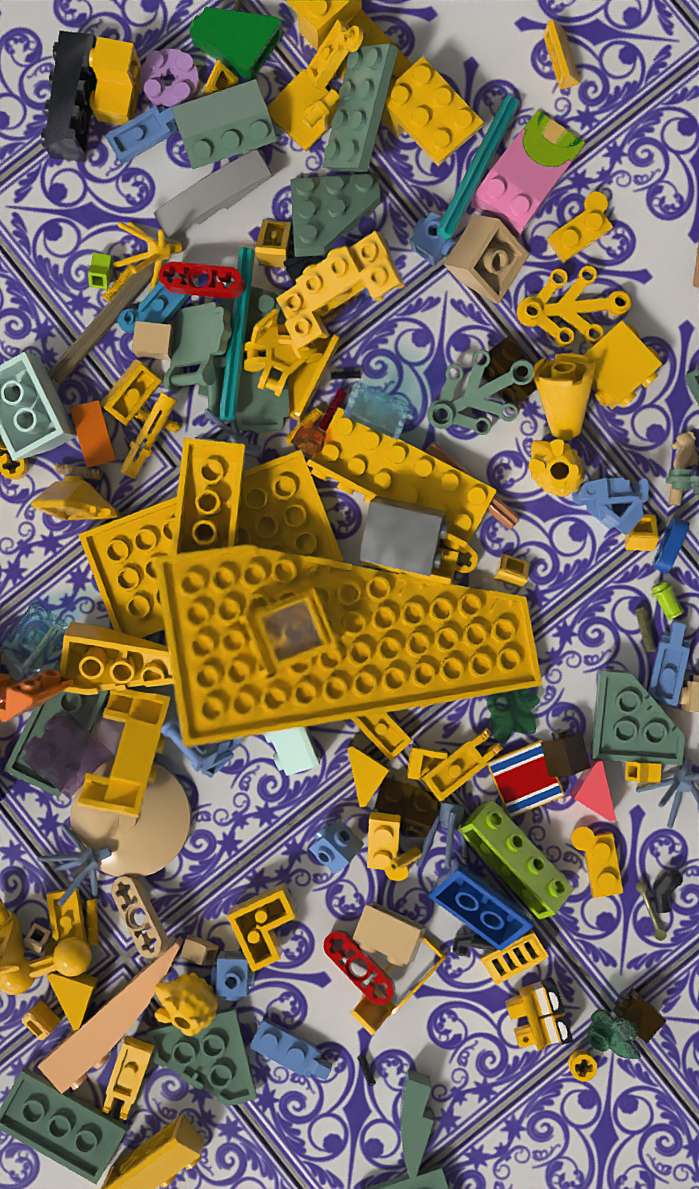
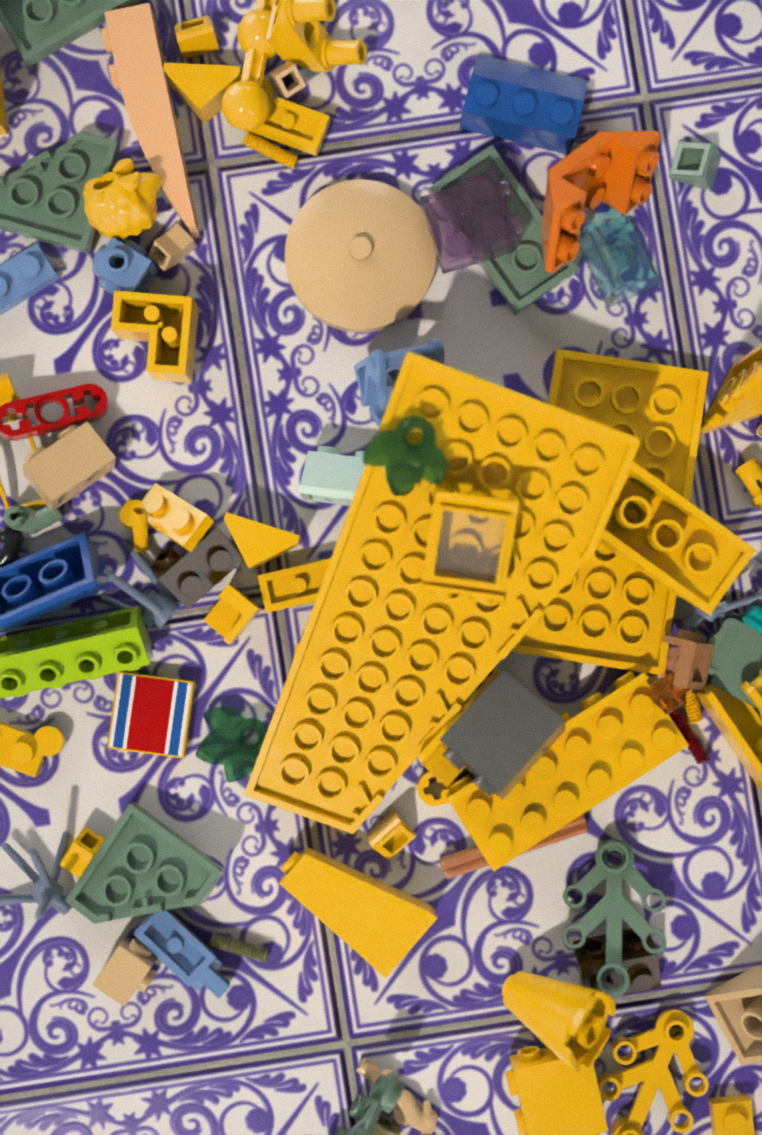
camera: 120 degrees right, 0 degrees up
(87, 861) = (341, 177): sand blue plant -> none
(111, 660) = (548, 328): yellow wedge -> none
(128, 1074) = (83, 95): yellow hinge -> none
(133, 764) = (427, 297): yellow bracket -> none
(151, 921) = (261, 194): tan beam -> none
(257, 704) = (404, 460): none -> clear green plate
(280, 436) = (694, 660): none -> medium nougat bracket
(335, 845) = (199, 461): medium blue brick -> none
(346, 375) = (717, 778): black leg -> none
(377, 410) = (662, 789): clear light blue slope -> none
(441, 938) = (31, 520): none -> sand green arm
(459, 766) = (207, 650): yellow hinge -> none
(556, 467) = (481, 955): yellow animal -> none
(565, 754) = (152, 776): dark brown brick -> none
(573, 564) = (359, 909): none -> yellow slope
(593, 790) = (93, 784): coral slope -> none
(614, 502) = (404, 998): medium blue piece -> none
(644, 535) = (351, 1007): yellow slope -> none
(667, 599) = (258, 992): lime pin -> none
(670, 545) = (318, 1033): blue beam -> none

